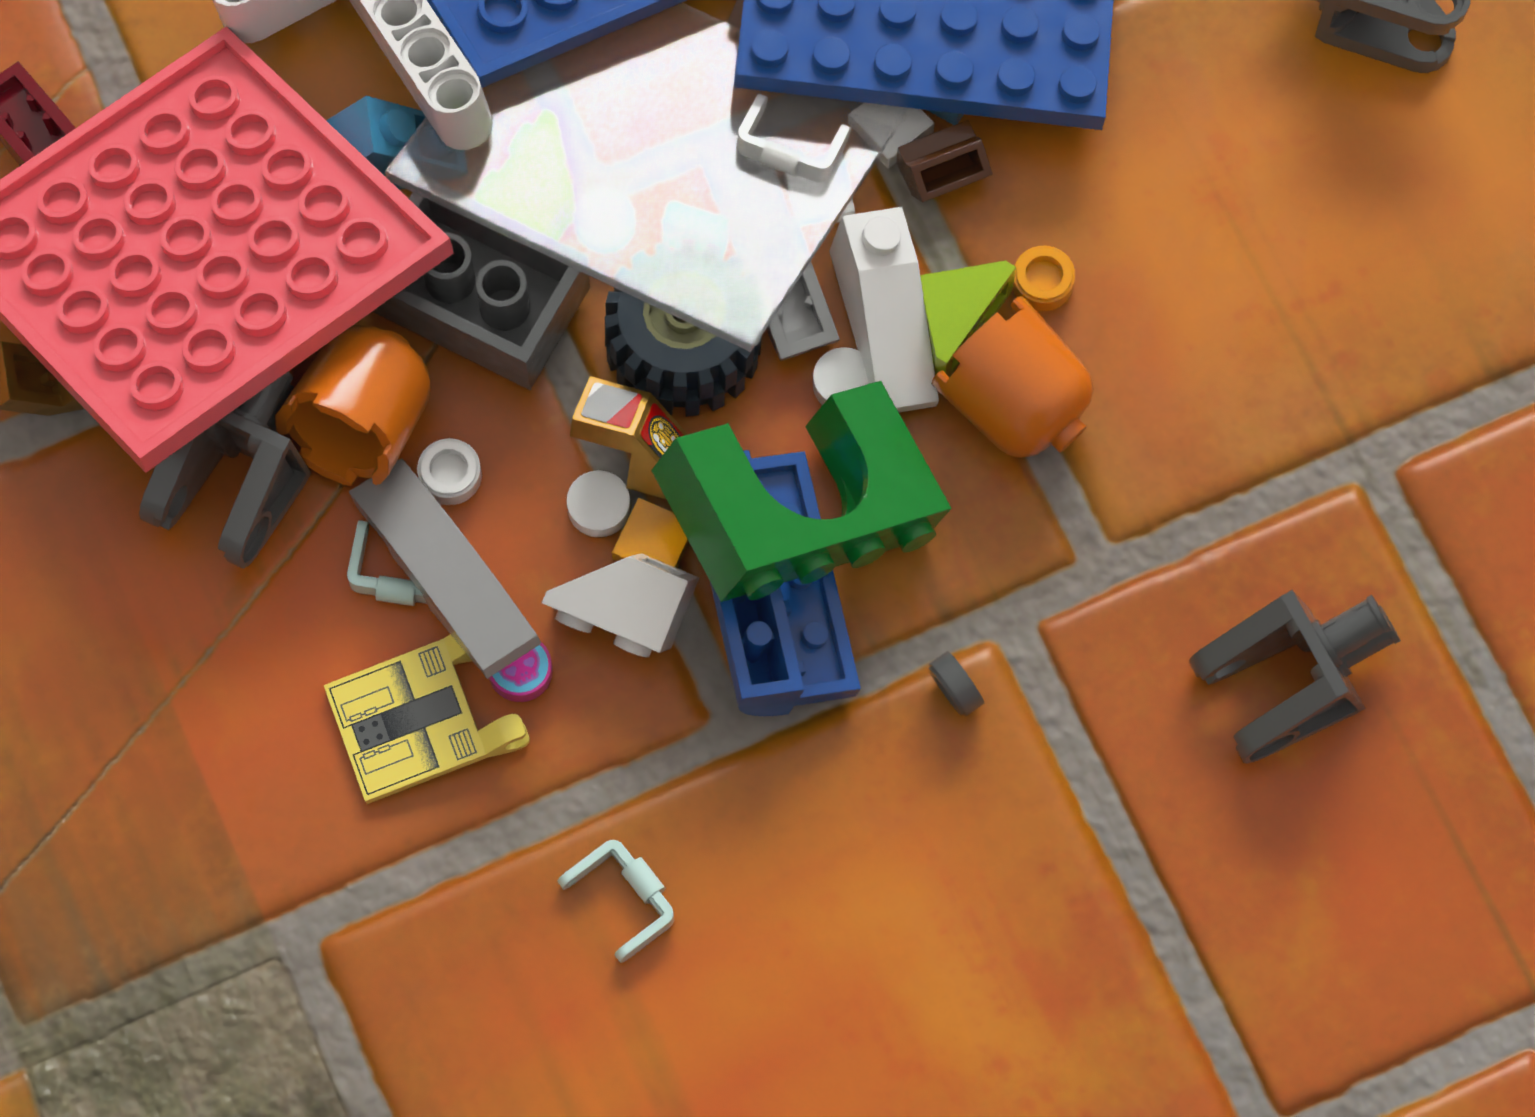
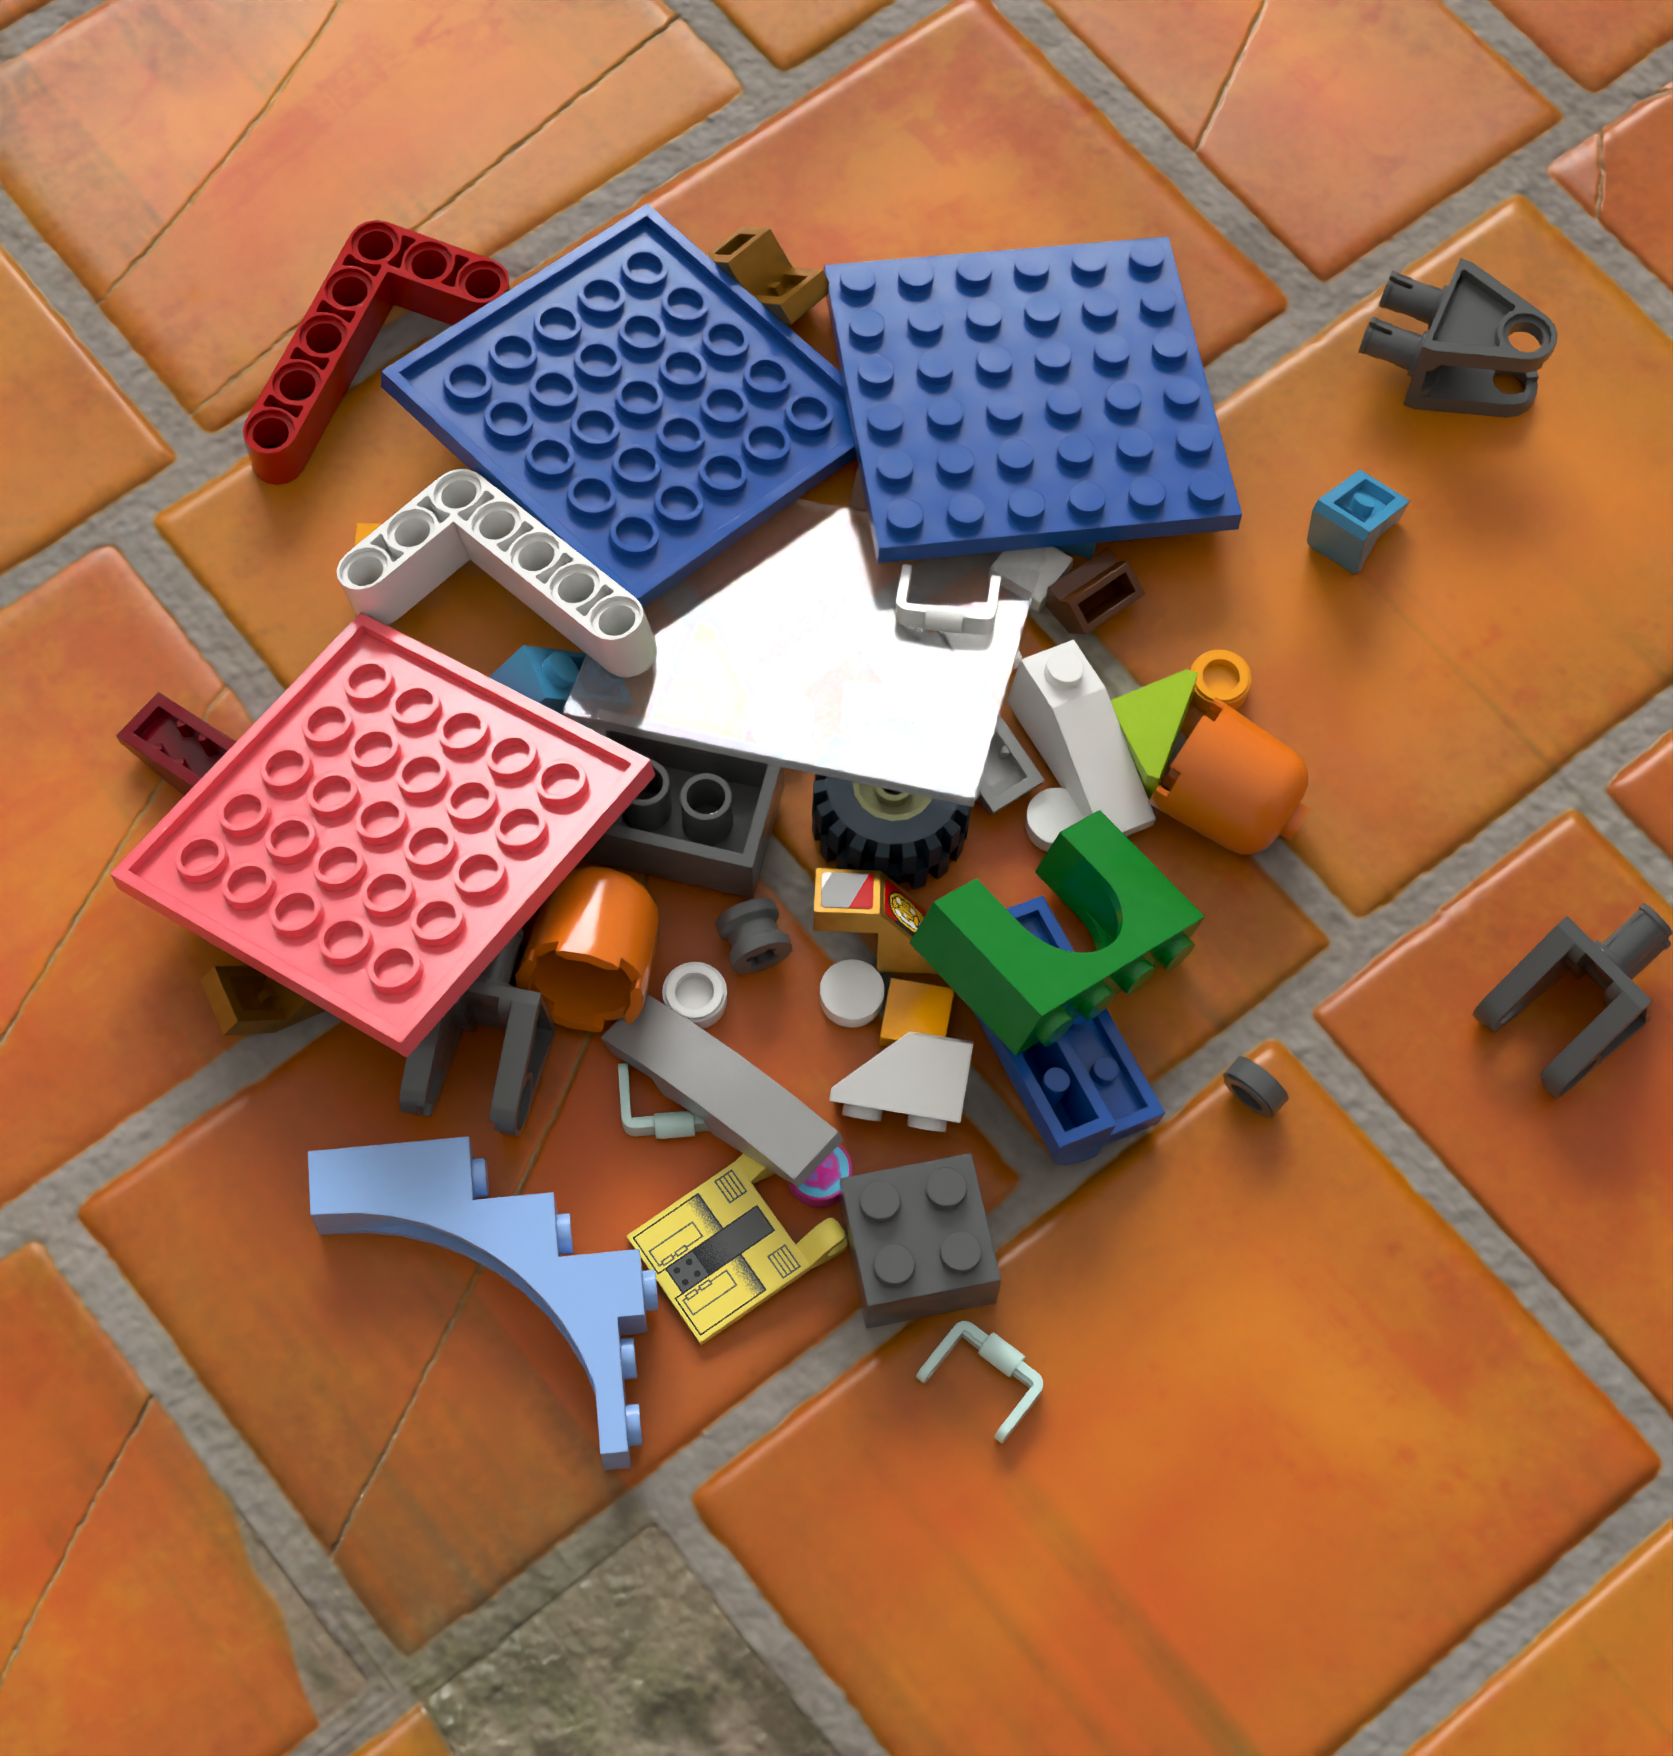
camera: 15 degrees left, 5 degrees down
(155, 607) = (431, 1196): none -> light blue arch
(518, 427) = (753, 935): none -> dark grey wheel
(591, 754) = (919, 1240): none -> dark grey brick
(1222, 141) = (1352, 519): none -> dark azure slope

